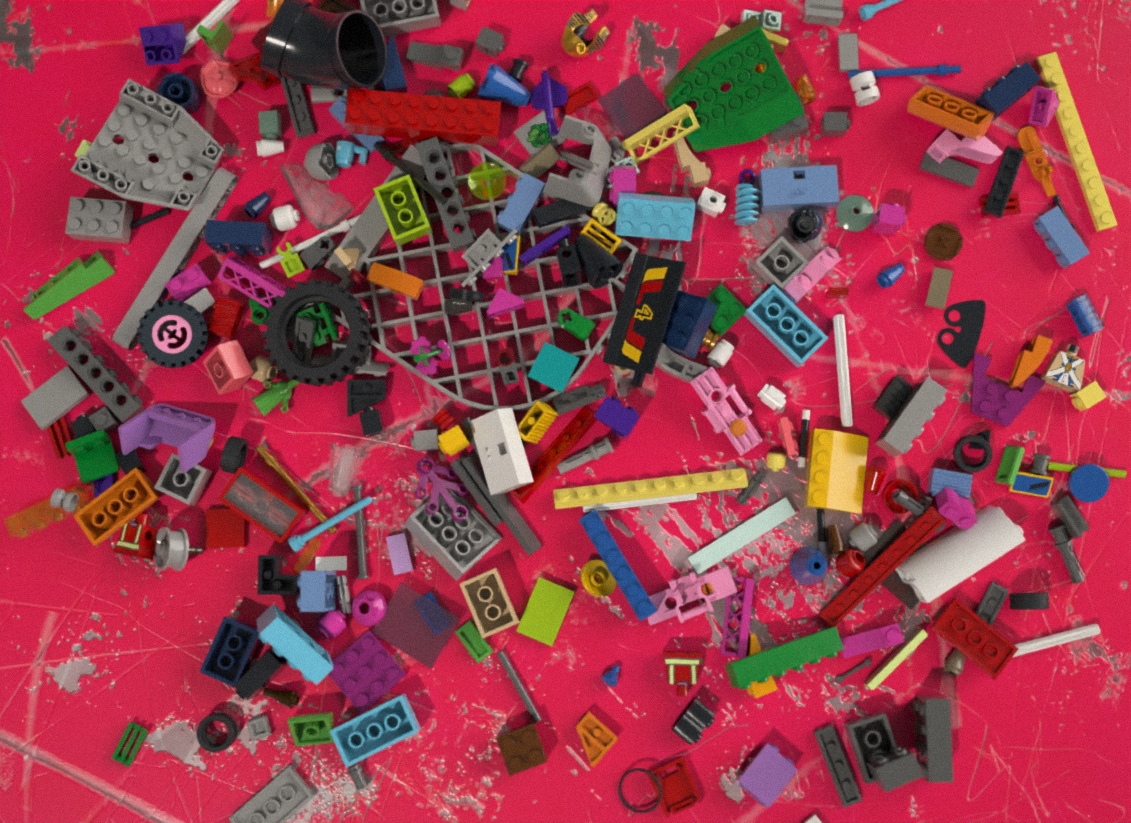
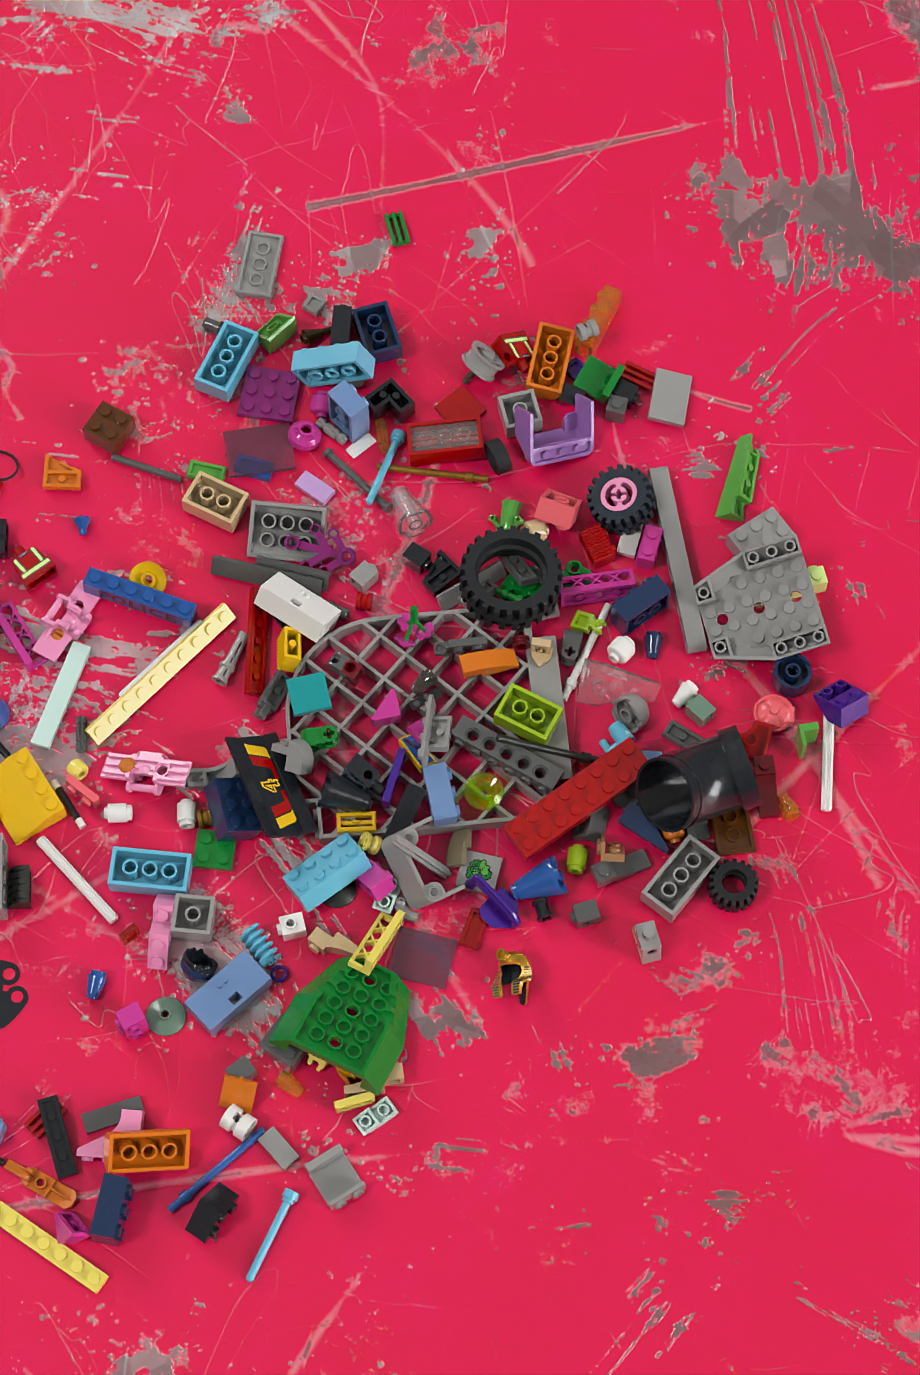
camera: 135 degrees right, 15 degrees down
(62, 342) = (662, 429): dark grey brick -> none
(201, 732) = (341, 266): black tyre -> none
(405, 312) = (459, 646): none -> dark grey hinge
(432, 67) = (610, 852): none -> medium nougat bracket
(453, 441) = (341, 587): yellow brick -> none
(545, 611) = (169, 531): lime tile -> none
(603, 320) = (299, 755): none -> light grey brick
(617, 417) = (227, 696): dark purple brick -> none
(849, 107) = (239, 1092): none -> orange piece
(933, 36) = (212, 1212): none -> black brick
(939, 288) = (46, 1004): dark tan slope -> none
(943, 242) = (71, 1048): reddish brown tile -> none

